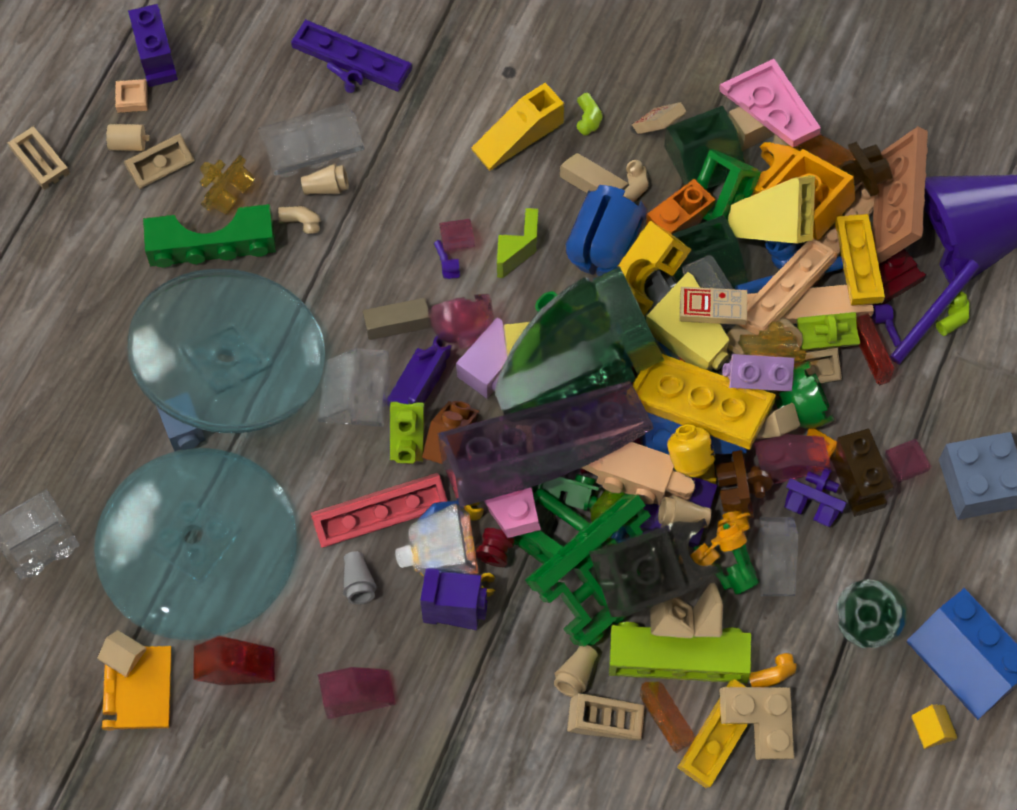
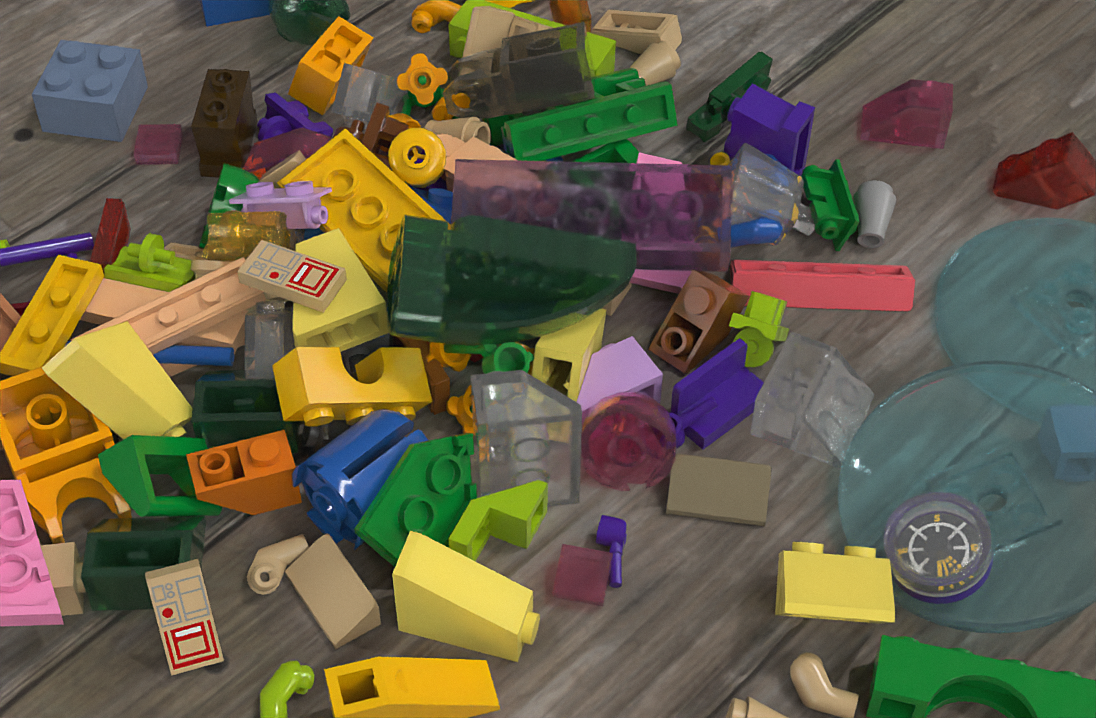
camera: 160 degrees left, 15 degrees down
(251, 290) = (938, 547): none -> clear piece
(306, 250) = (834, 586): none -> light yellow slope
(397, 582) = (831, 203): none -> green hinge
(501, 656) = (708, 118): none -> dark green hinge
(514, 181) = (461, 601): none -> light yellow slope
(518, 263) = (525, 435): none -> clear slope
(562, 219) = (421, 495): none -> green tile
(819, 560) = (322, 65): none -> light orange brick

